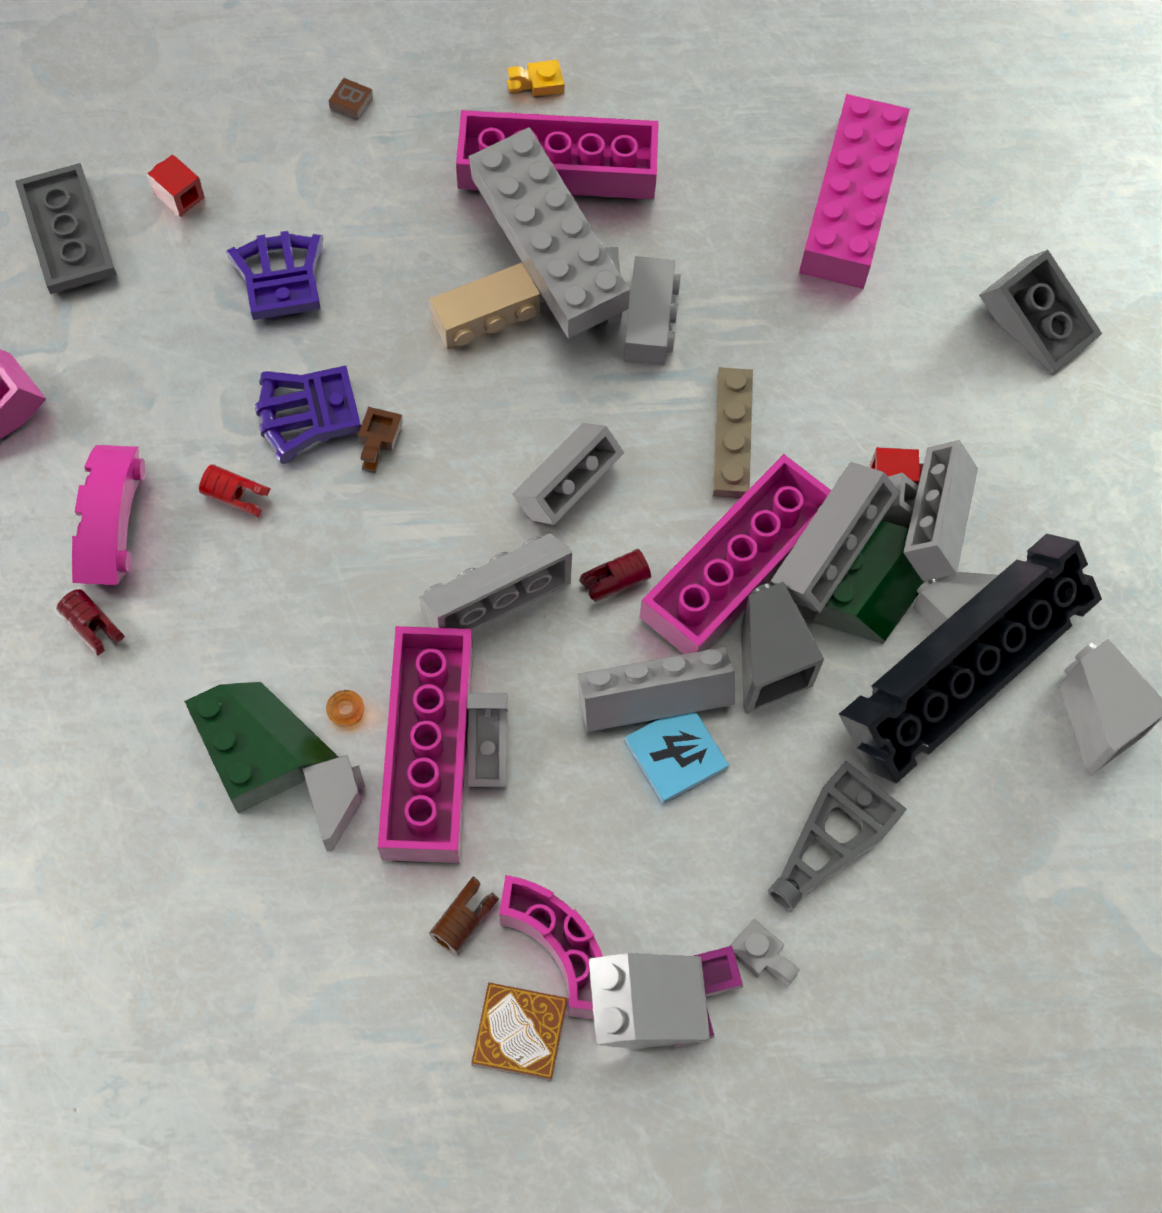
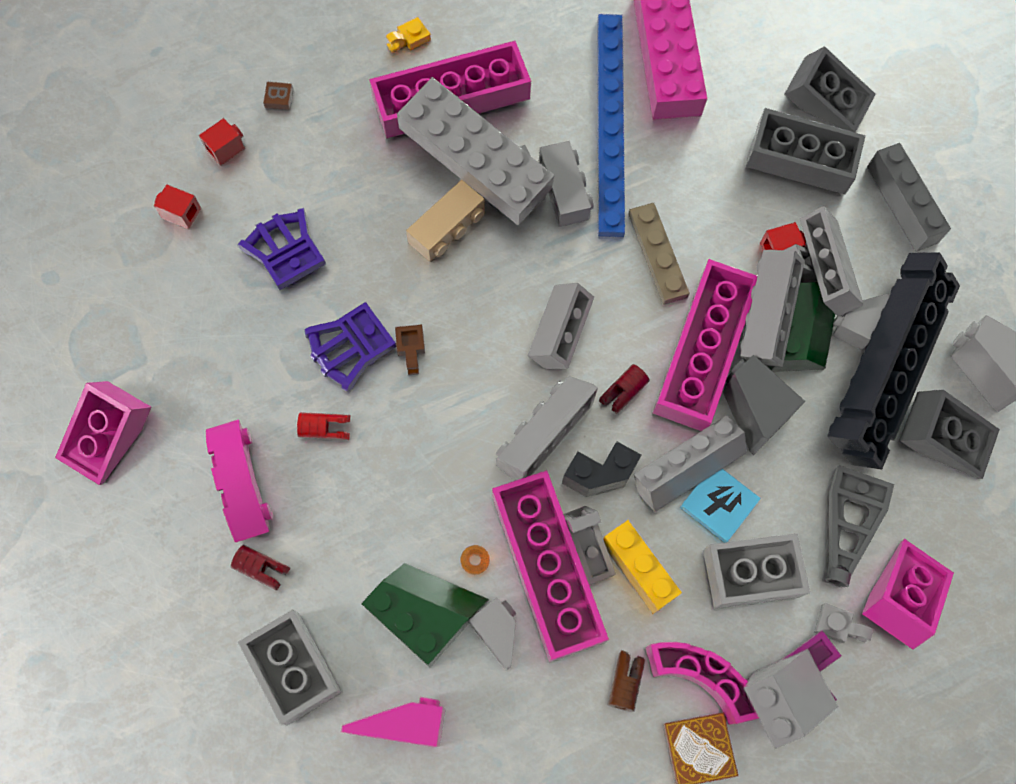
camera: 20 degrees left, 5 degrees up
(65, 228) = (107, 268): dark grey plate -> none
(72, 745) = (289, 667): none -> light grey brick
(174, 854) = (408, 723): none -> dark pink slope
(261, 128) = (222, 141): none -> red brick
(540, 788) = (641, 567): none -> yellow brick
(554, 667) = (591, 477): none -> black brick
(680, 844) = (756, 571): none -> light grey brick
(740, 263) = (610, 126): none -> blue plate
(866, 947) = (909, 595): none -> dark pink slope
(972, 370) = (806, 151): none -> dark grey brick
(1010, 775) = (949, 432): none -> dark grey slope
(1084, 471) = (908, 197): none -> dark grey brick

